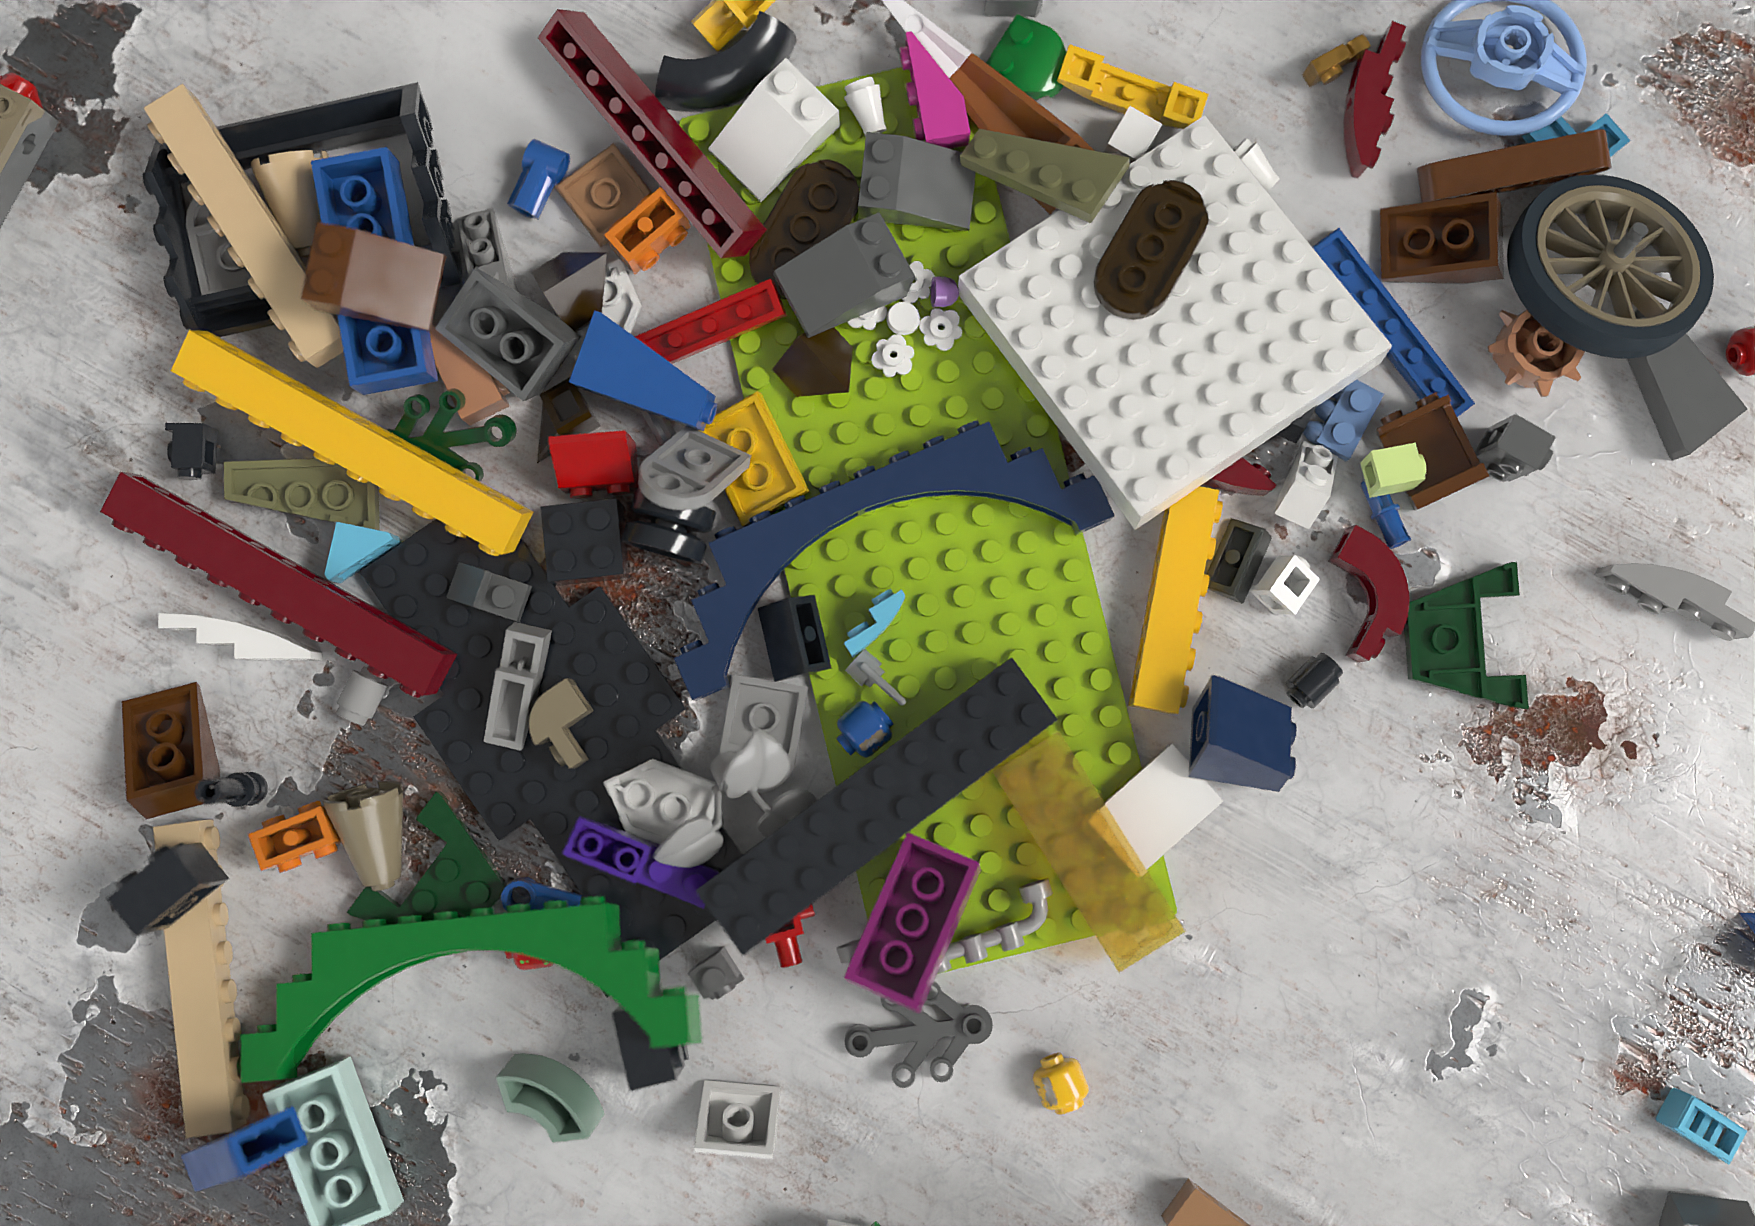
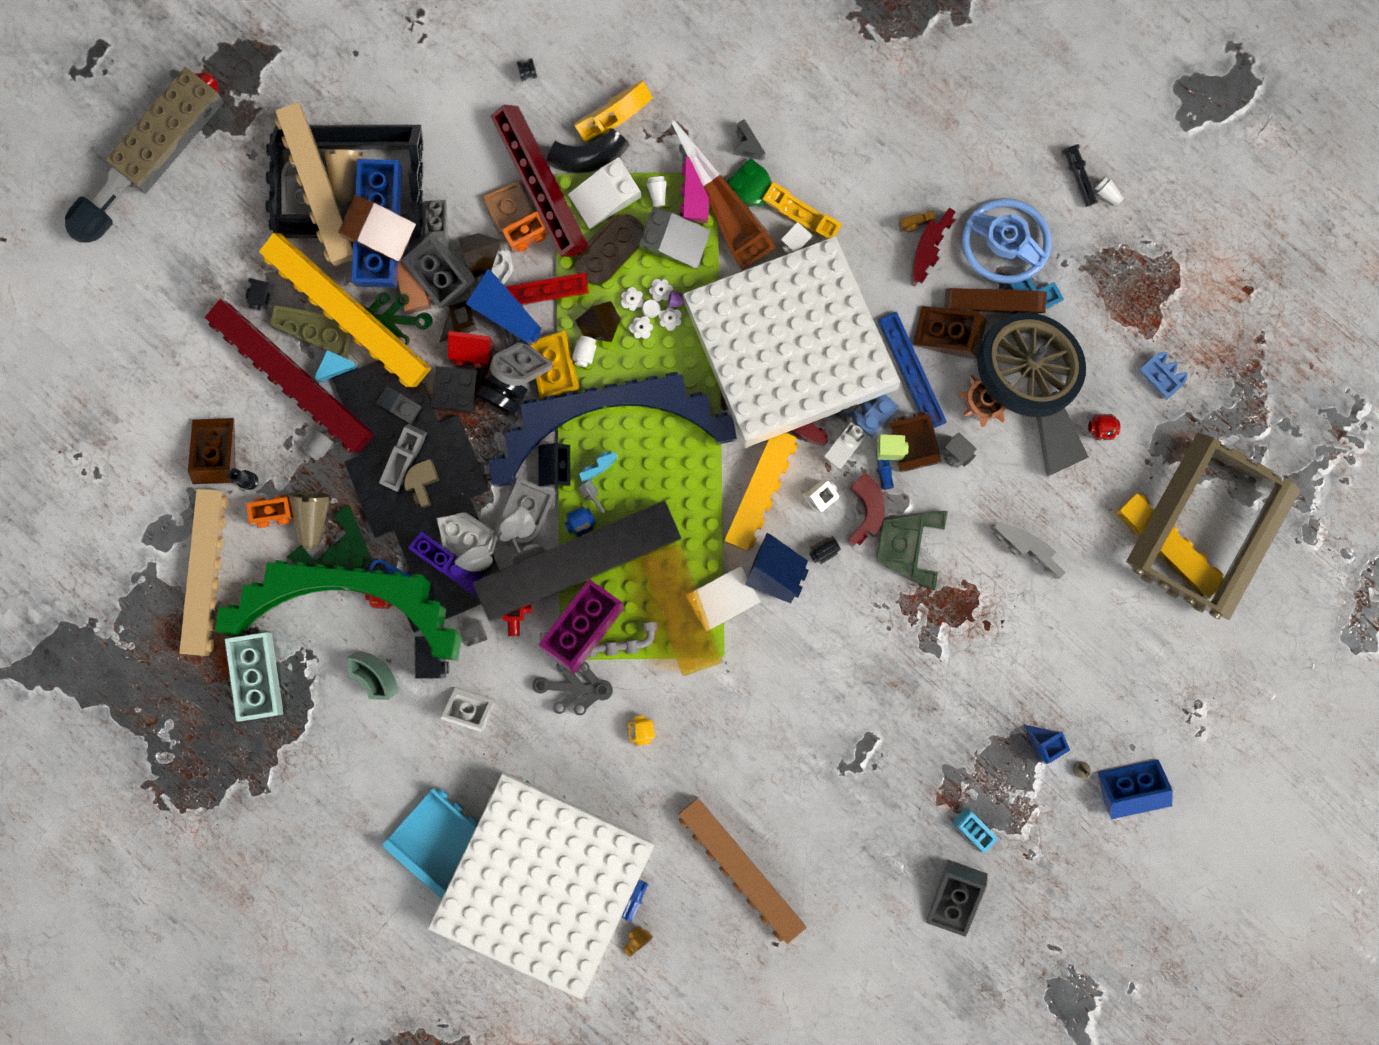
camera: 15 degrees right, 0 degrees up
(166, 887) = (200, 520): black brick -> none
(244, 1149) = (209, 664): blue slope -> none
(248, 640) = (266, 403): white slope -> none
(542, 169) = (477, 185): blue piece -> none
(802, 421) = (584, 351): none -> white brick
(845, 276) = (624, 280): dark grey slope -> none
(1050, 172) = (745, 249): olive wing -> none
(1150, 249) = (786, 302): dark brown tile -> none
(1238, 560) = (800, 477): pearl dark grey slope -> none
(1256, 162) = (858, 268): white cone -> none

